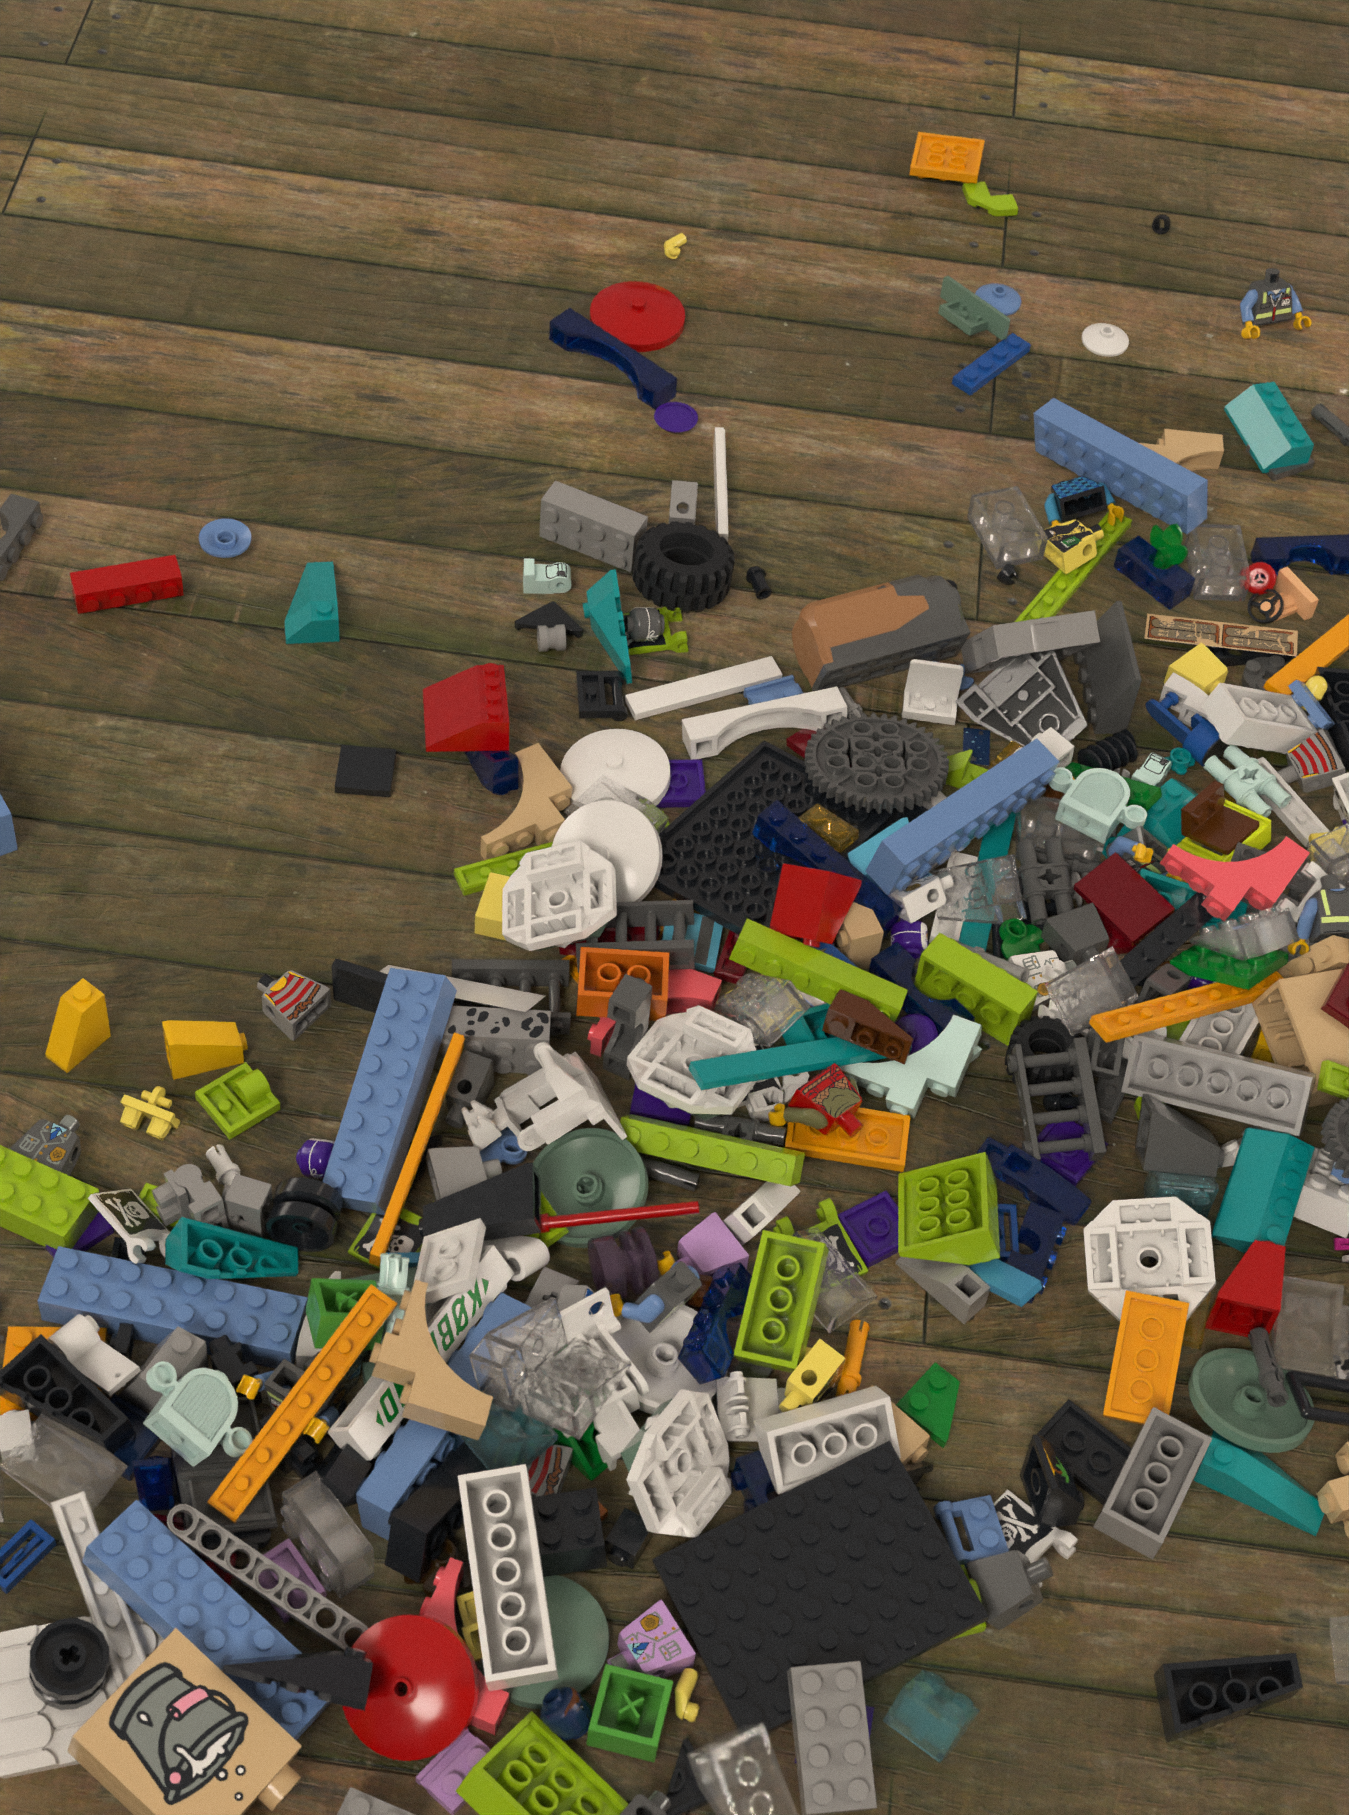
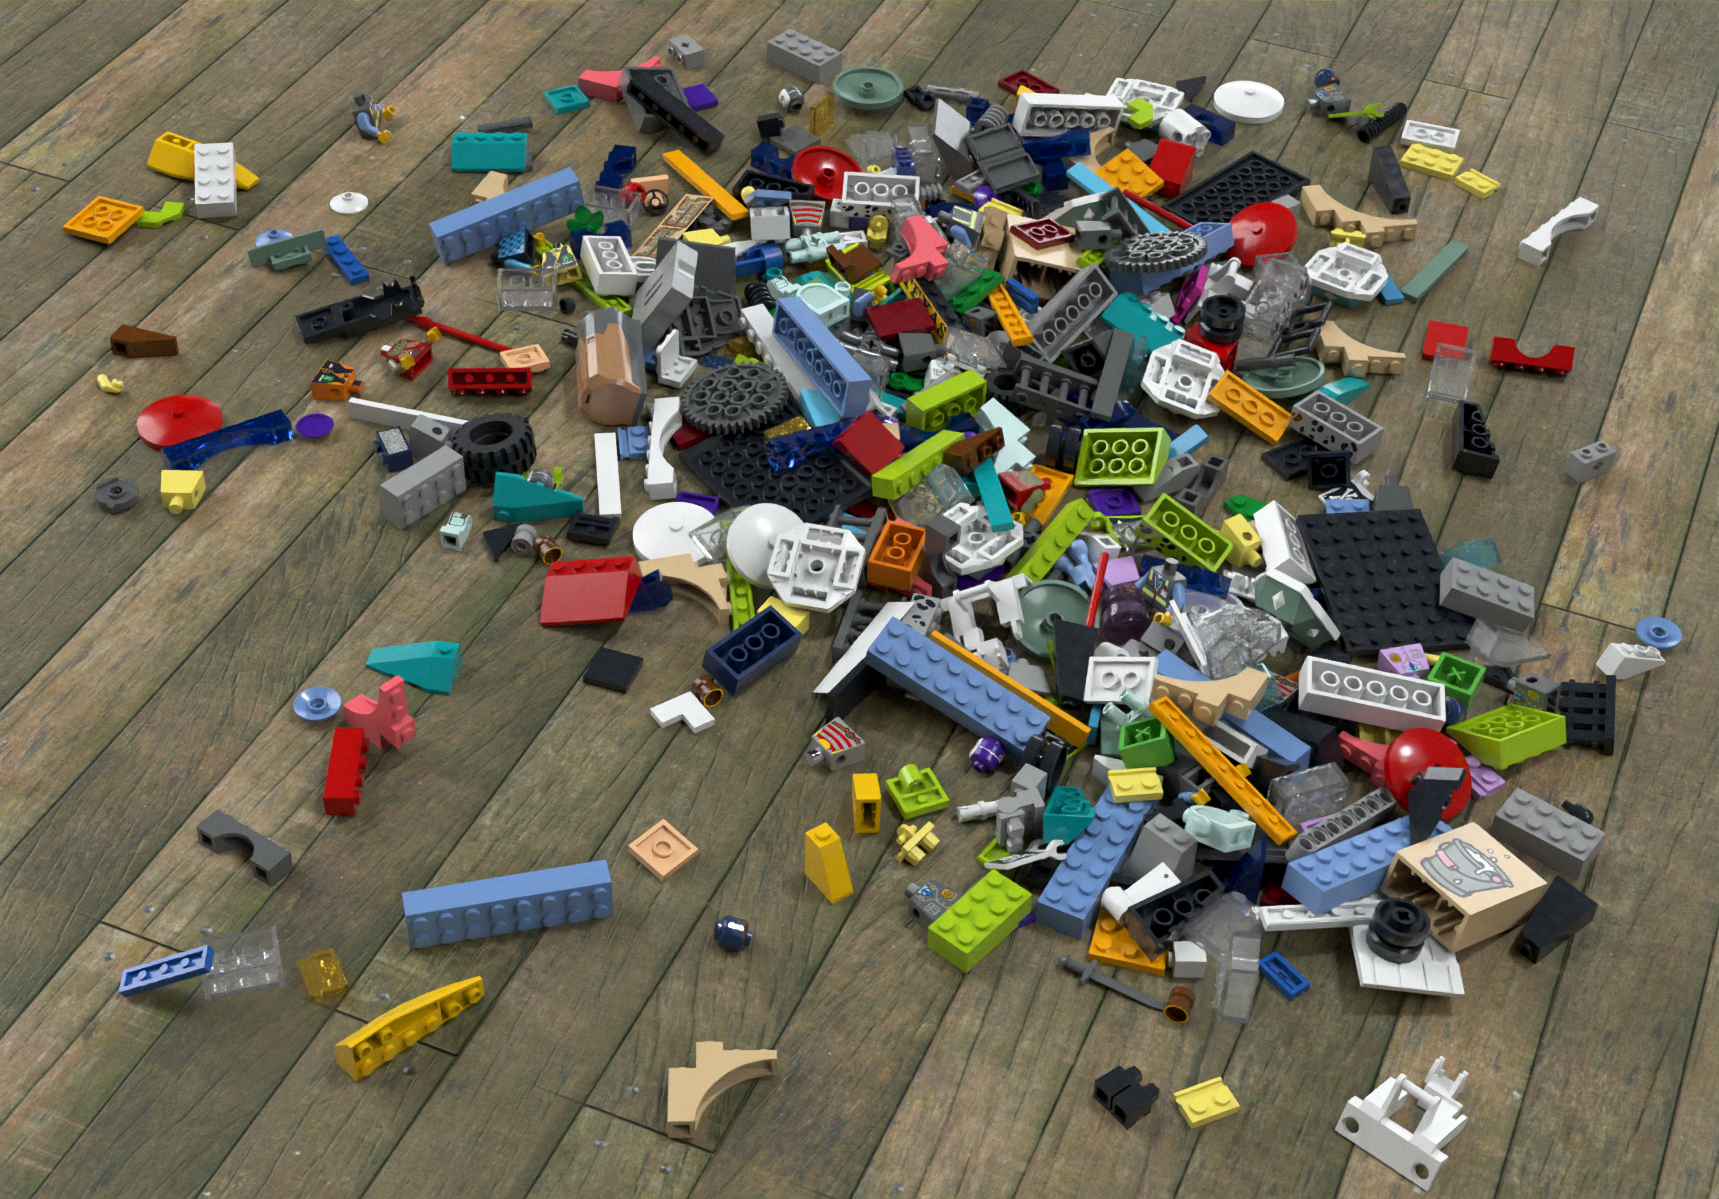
camera: 70 degrees left, 10 degrees down
(84, 878) = (662, 850): none -> light nougat plate
(194, 589) = (385, 720): none -> coral arch
(276, 1317) = (1135, 784): none -> light yellow plate
(319, 848) = (685, 708): none -> white tile
(349, 861) = (707, 691): none -> reddish brown wheel
(420, 882) = (751, 650): none -> dark blue brick
(487, 302) = (126, 495): none -> dark grey plate
(520, 345) = (181, 489): none -> light yellow torso
(544, 661) = (547, 549): none -> reddish brown wheel
(654, 491) = (393, 449): none -> brick
(723, 1193) = (1083, 574): none -> light blue piece
(748, 246) = (142, 343): none -> reddish brown slope
(756, 412) = (335, 382): none -> orange torso
(818, 537) = (490, 379): none -> red brick
(830, 459) = (410, 357): none -> torso
(880, 561) = (527, 356): none -> light nougat plate
(886, 398) = (362, 312): none -> black piece
(908, 462) = (426, 323): none -> red bar
(941, 1133) = (1059, 448): none -> black wheel
(968, 1333) = (1209, 480): none -> dark grey arch
(1056, 213) = (215, 180): none -> white brick
(1090, 195) = (176, 158): none -> yellow wedge
(1096, 585) = (611, 267): none -> white brick
(1113, 1161) = (1112, 375): none -> dark grey tile
(1156, 224) = (246, 140): black hinge -> none
(1237, 1022) = (1022, 296): none -> blue tile
(1285, 1270) = (1222, 319): none -> black wheel

